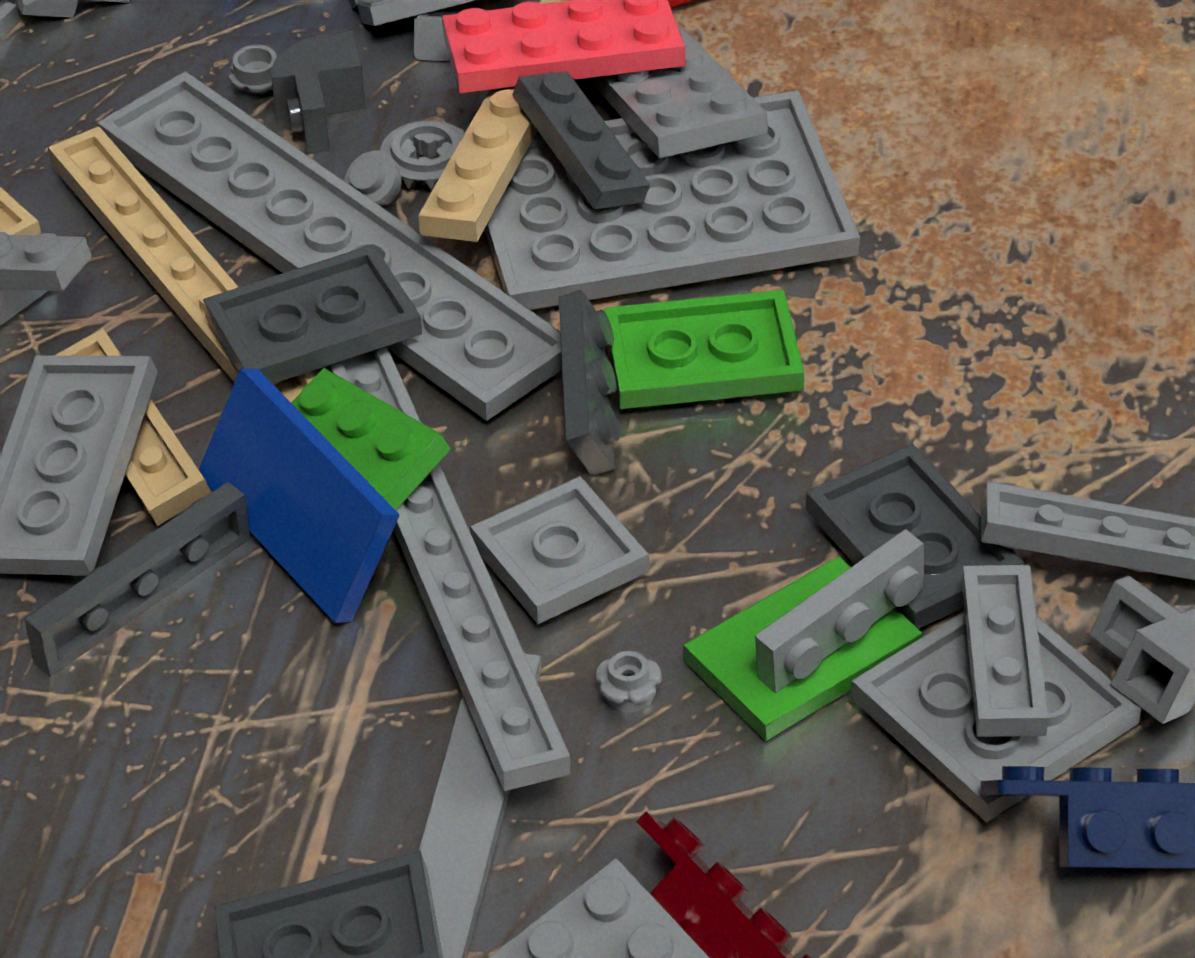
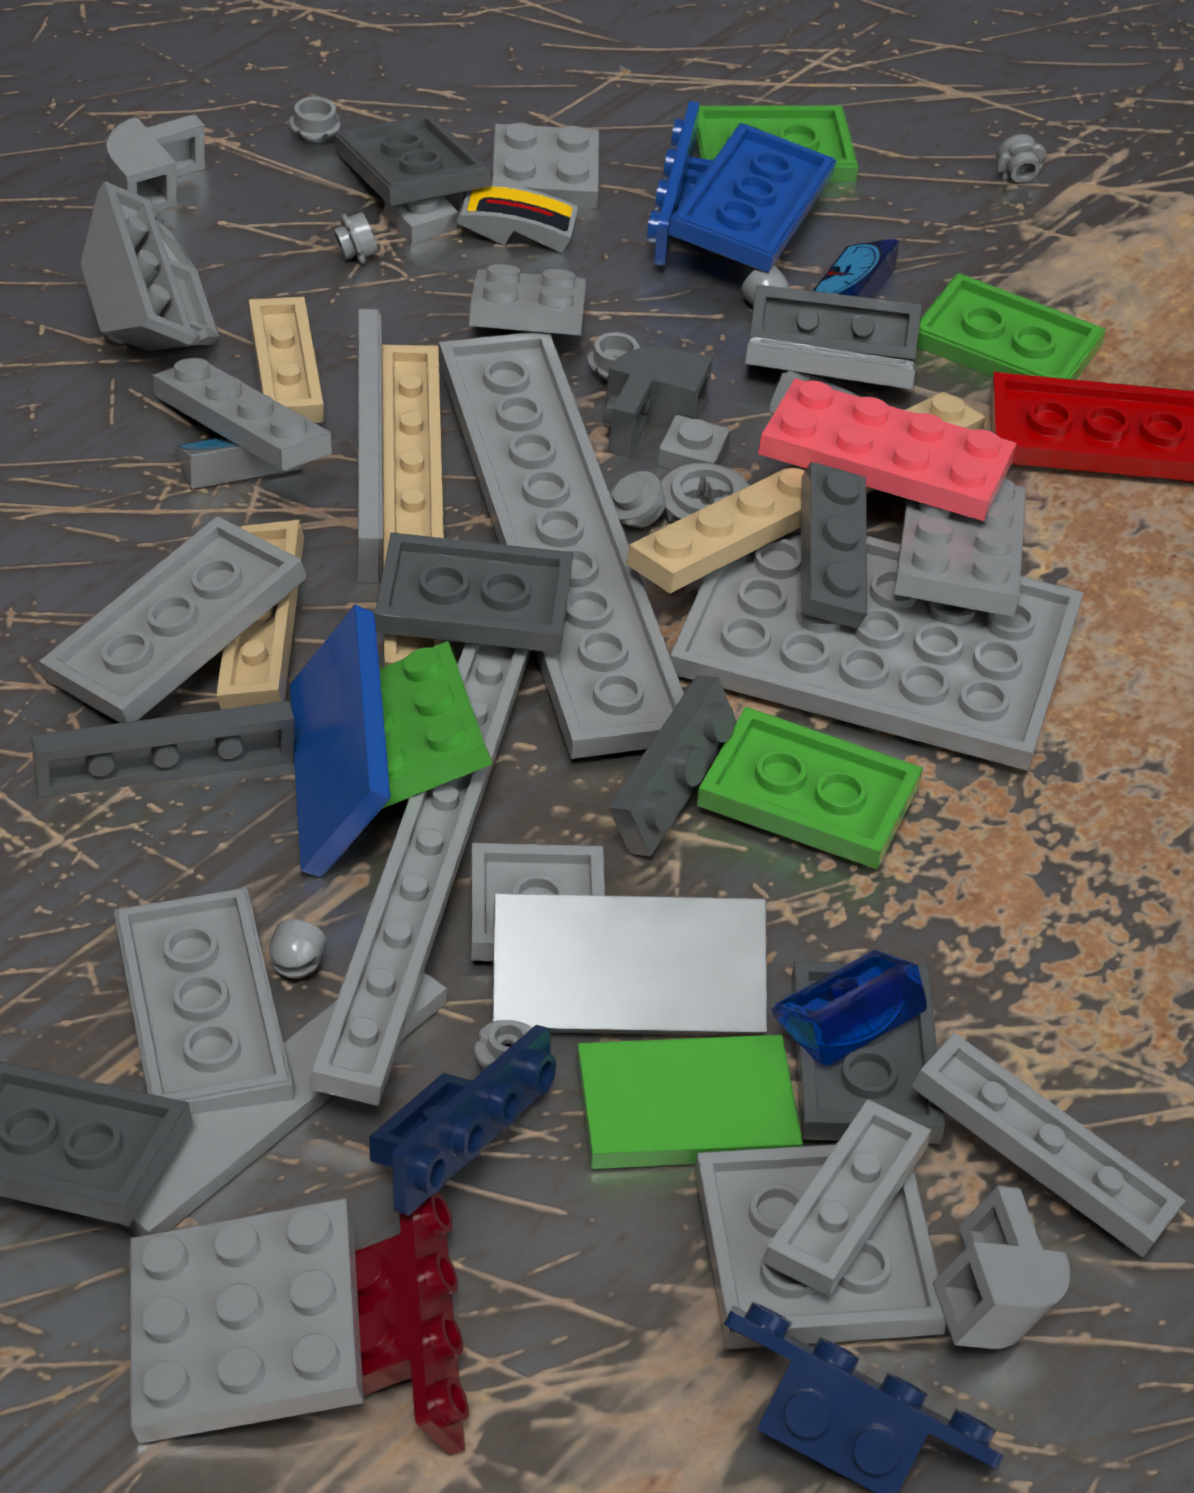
camera: 25 degrees right, 0 degrees up
(107, 239) = (369, 448): none -> light grey tile
(145, 54) = (528, 301): none -> light grey plate
(344, 769) = (203, 1002): none -> light grey tile
(377, 114) = (692, 442): none -> light grey plate
(389, 685) = (297, 948): none -> light grey hinge
(644, 756) = (458, 1118): none -> dark blue bracket
(679, 559) = (631, 964): none -> tile
(840, 611) = (727, 1082): light grey plate -> none
(882, 498) = (853, 1006): none -> clear blue slope

